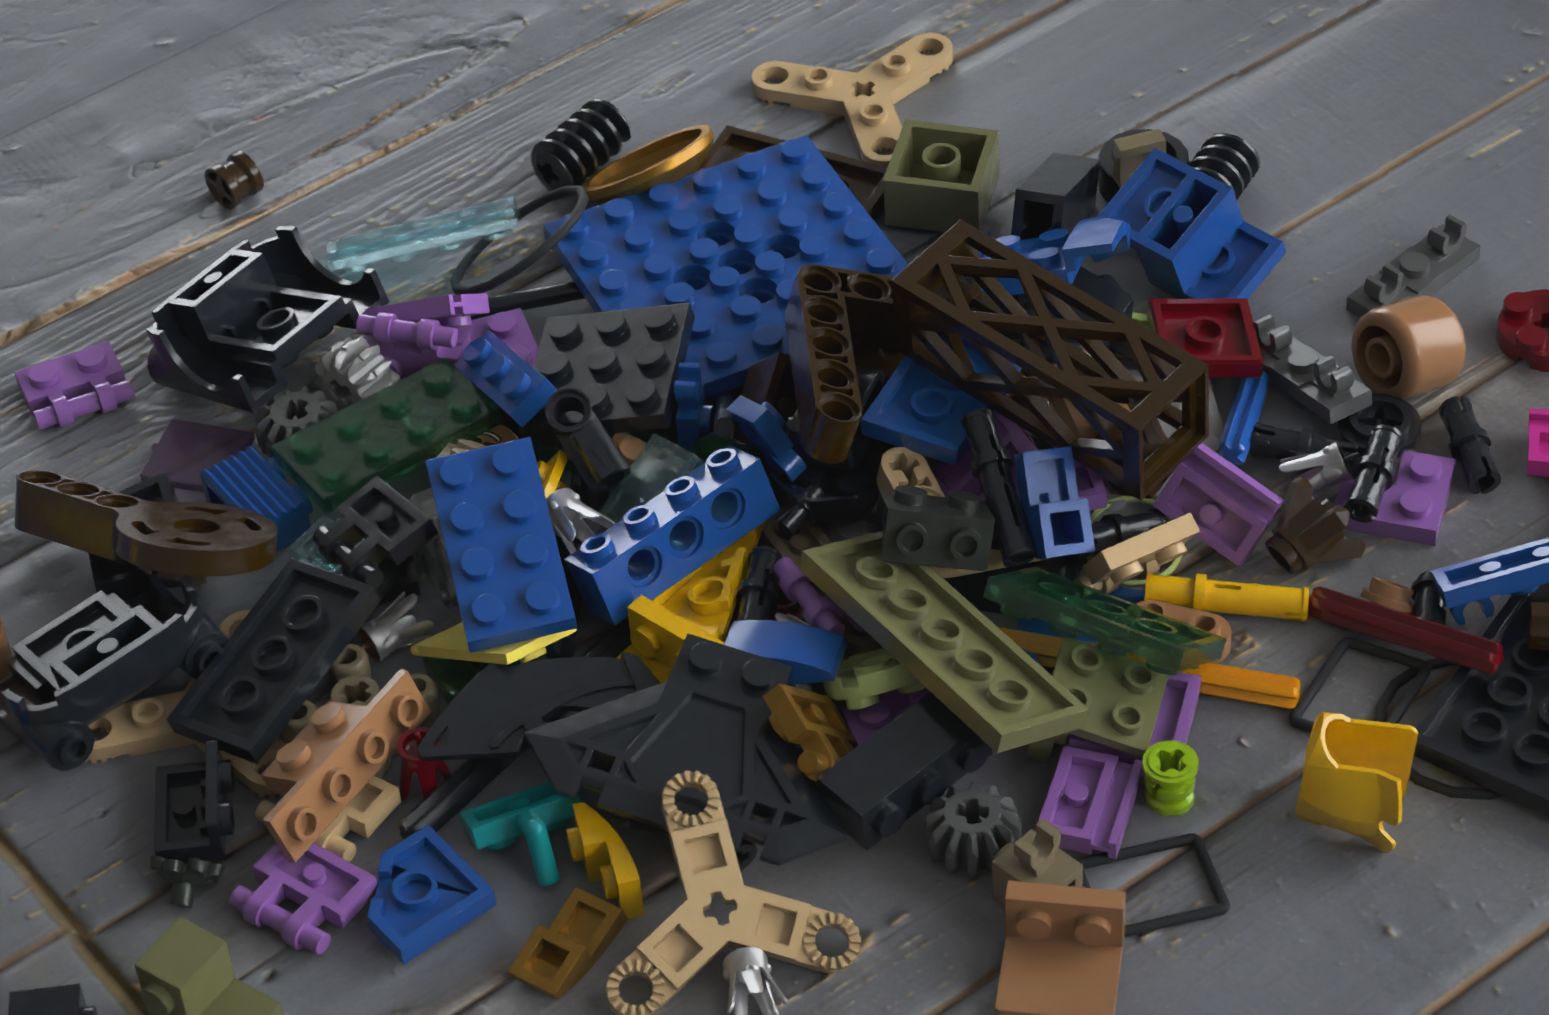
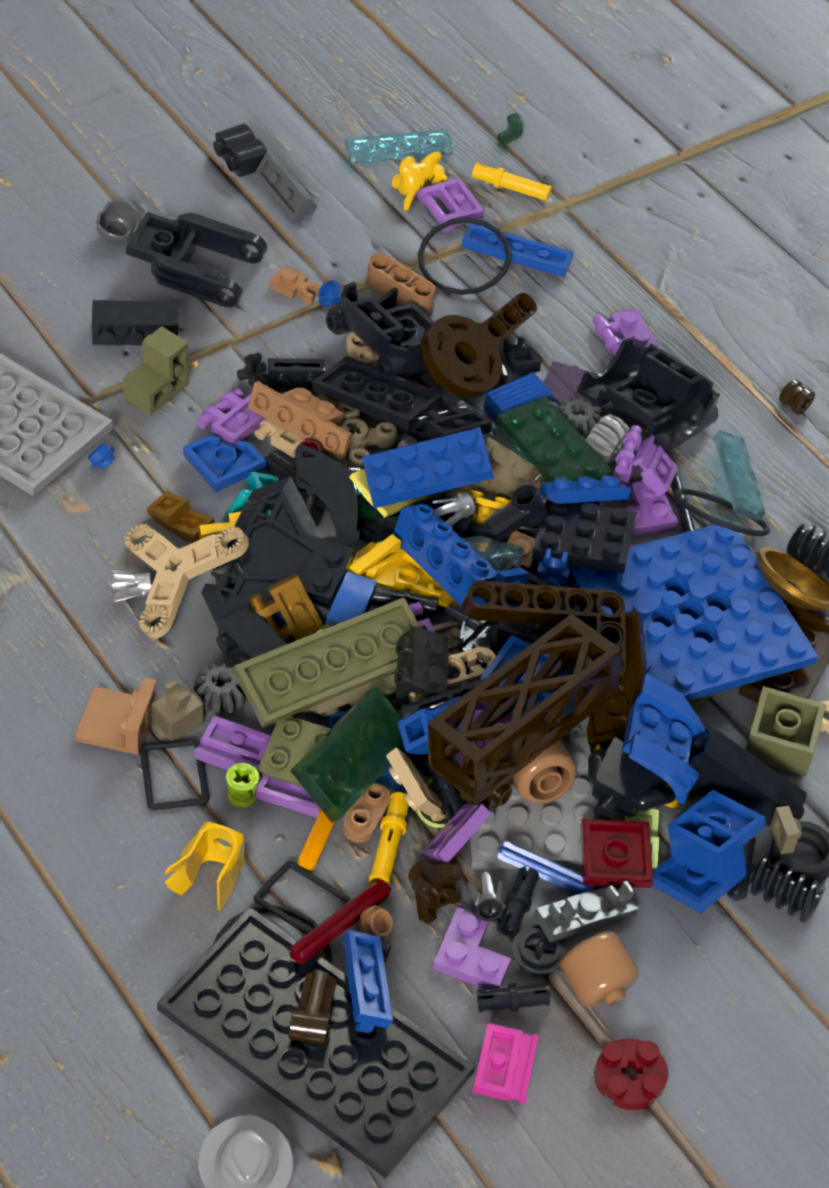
camera: 85 degrees right, 5 degrees up
(1374, 473) = (451, 913): black pin -> none
(1418, 269) = (692, 1002): dark grey plate -> none

